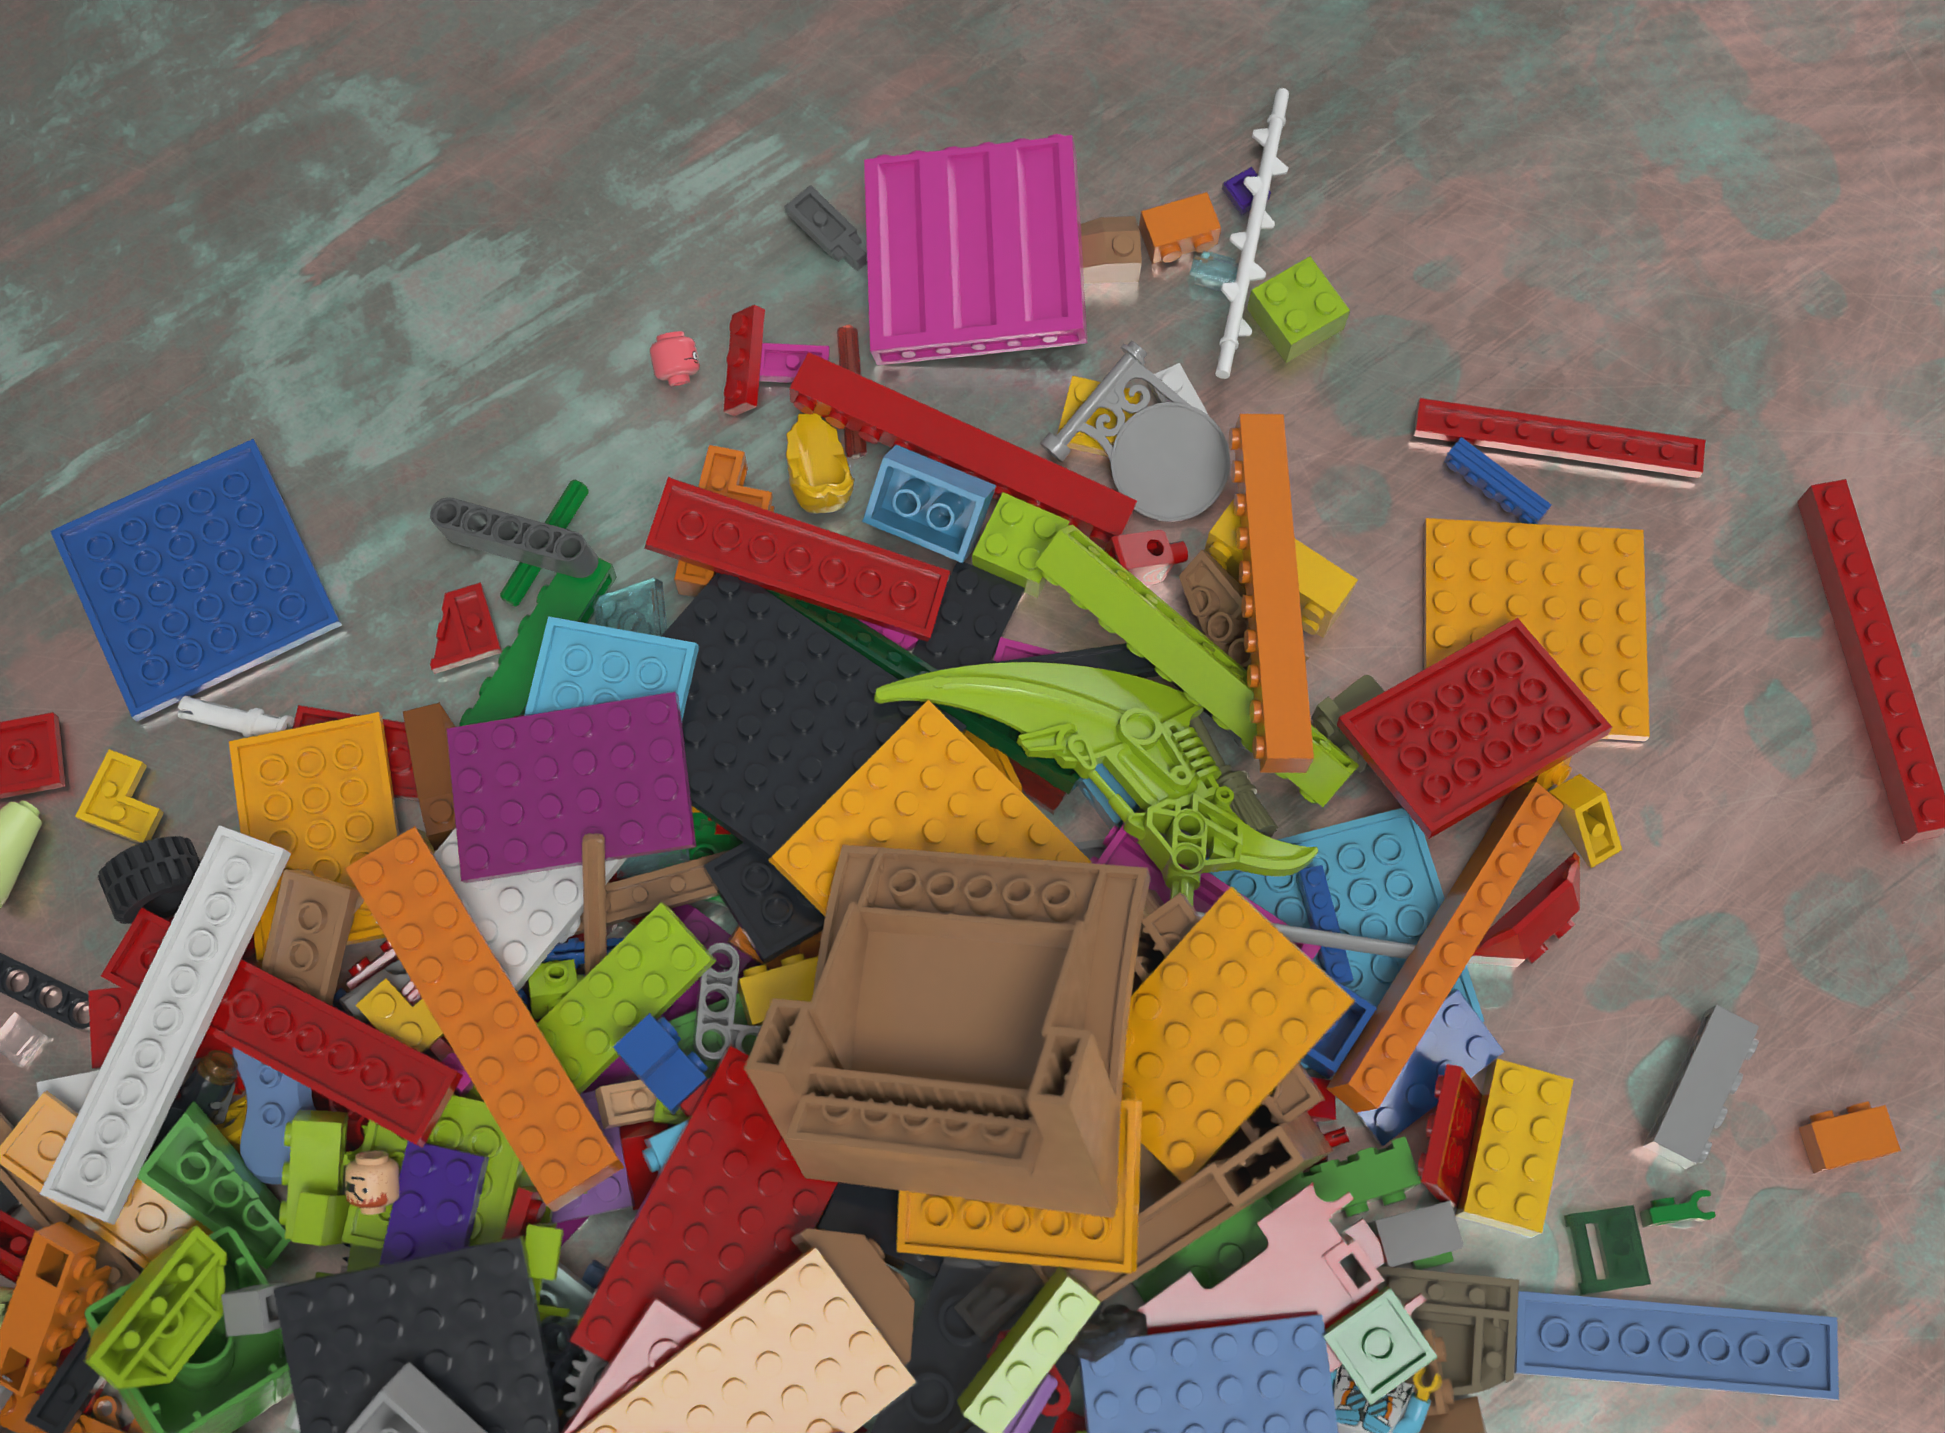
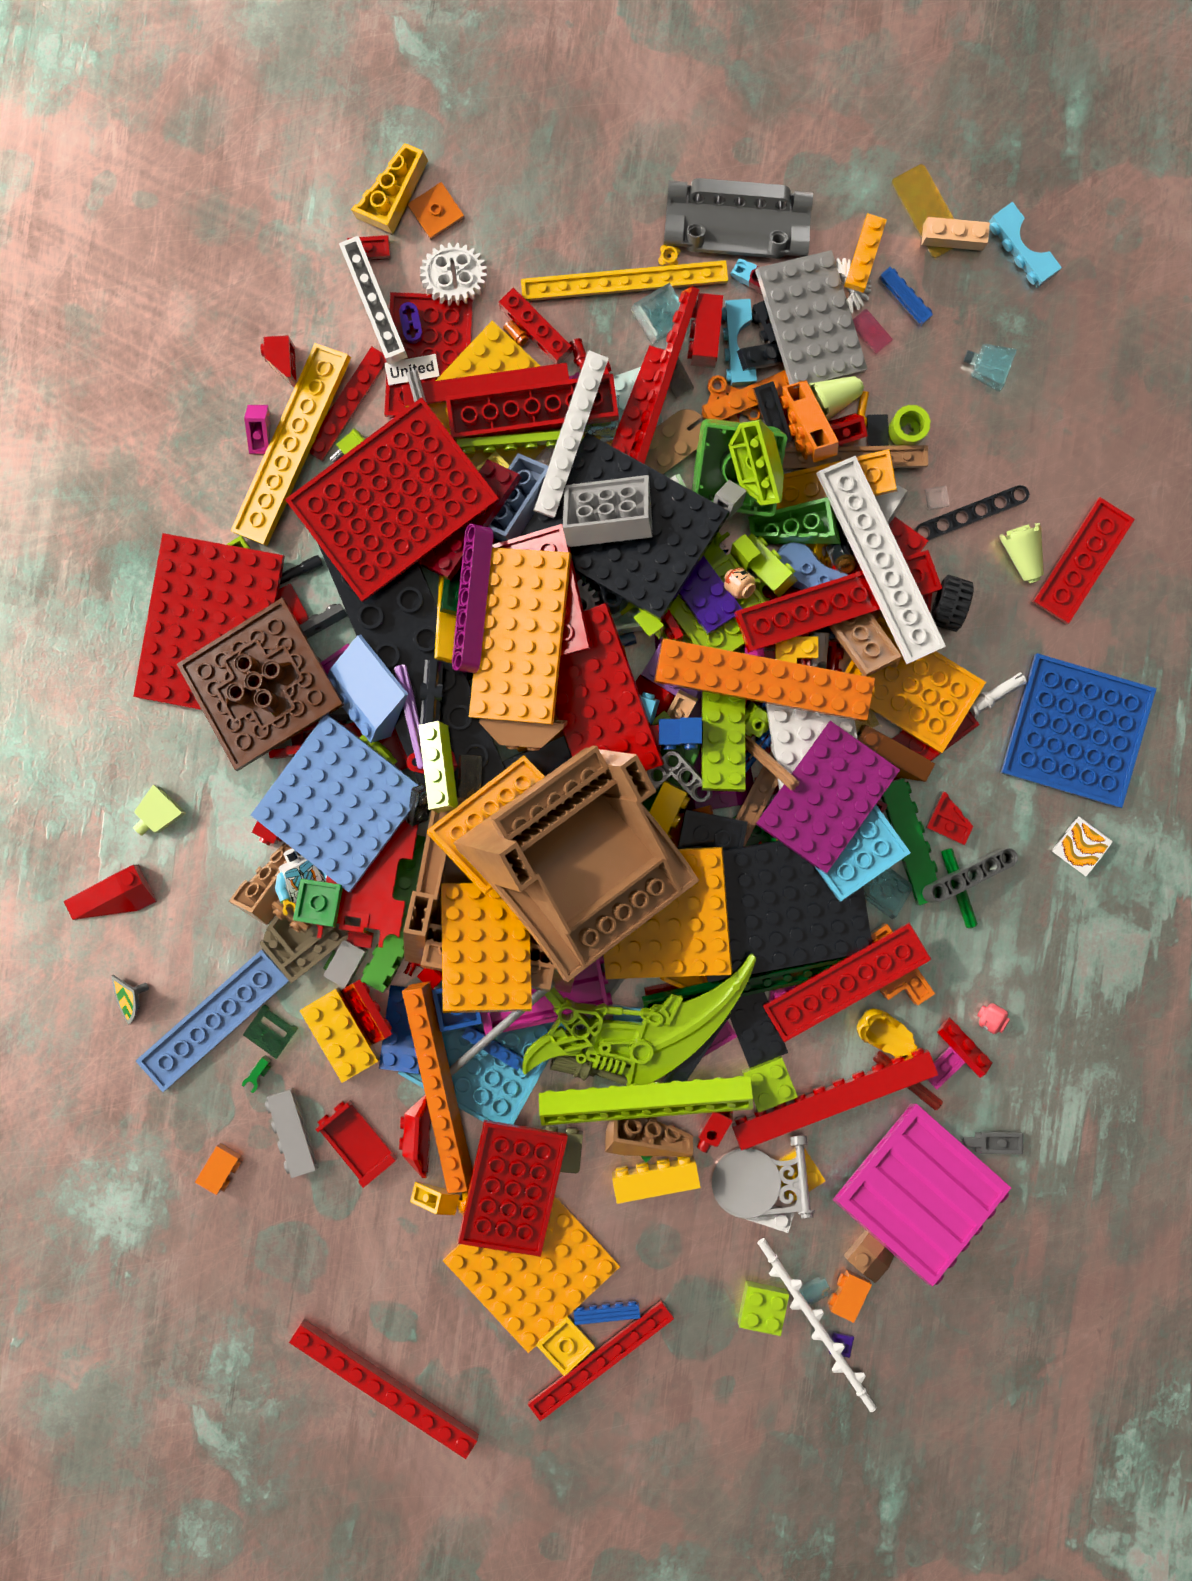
camera: 135 degrees right, 15 degrees up
(111, 804) = (1005, 613): yellow plate -> none
(349, 444) = (1082, 846): none -> slope
(929, 503) = (822, 1061): dark azure brick -> none
(1271, 595) = (645, 1161): orange brick -> none
(1586, 493) = (565, 1345): none -> yellow plate
(1624, 989) = (356, 1142): none -> red panel

